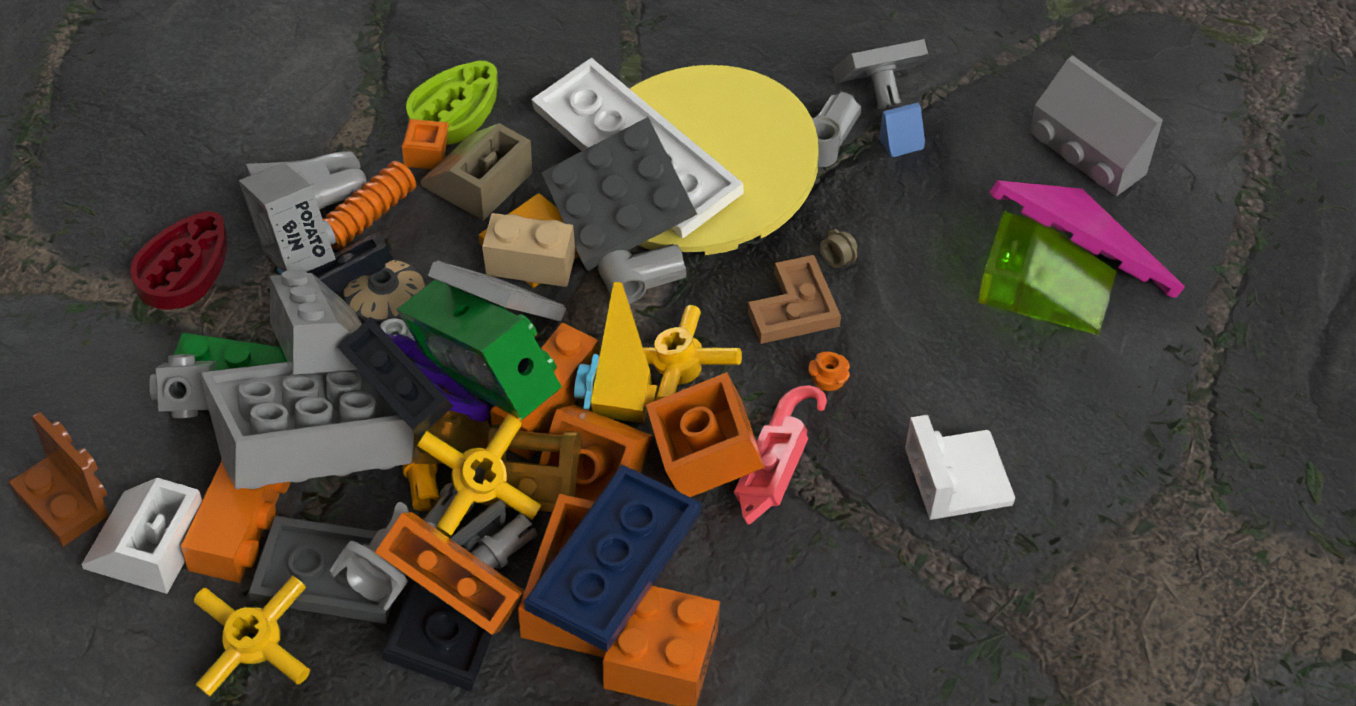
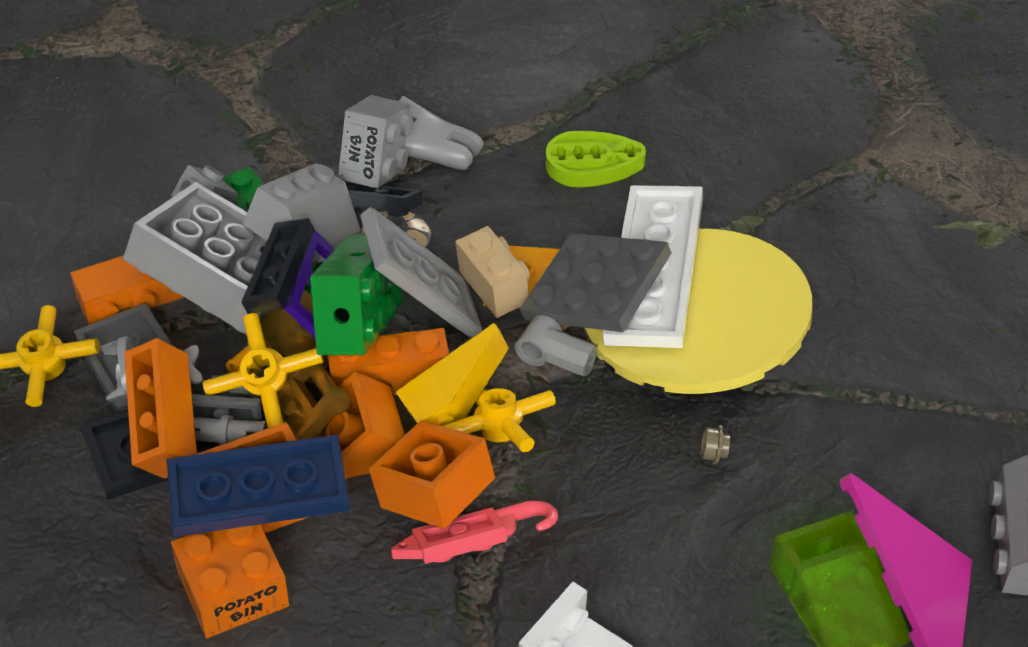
camera: 50 degrees right, 5 degrees down
(62, 486) = (75, 194): dark orange bracket -> none
(146, 535) = (68, 252): white slope -> none
(194, 274) = (303, 130): dark red piece -> none
(370, 203) = (449, 175): orange piece -> none
(424, 143) = (535, 167): orange slope -> none
(482, 170) = (542, 209): dark tan slope -> none
(585, 381) = (406, 372): medium azure plate -> none
(802, 307) = (633, 460): medium nougat plate -> none
(826, 378) = (590, 523): orange plate -> none
(834, 125) = (826, 362): light grey piece -> none
(880, 66) = (916, 347): light grey tile -> none
(902, 130) = (879, 406): medium blue slope -> none

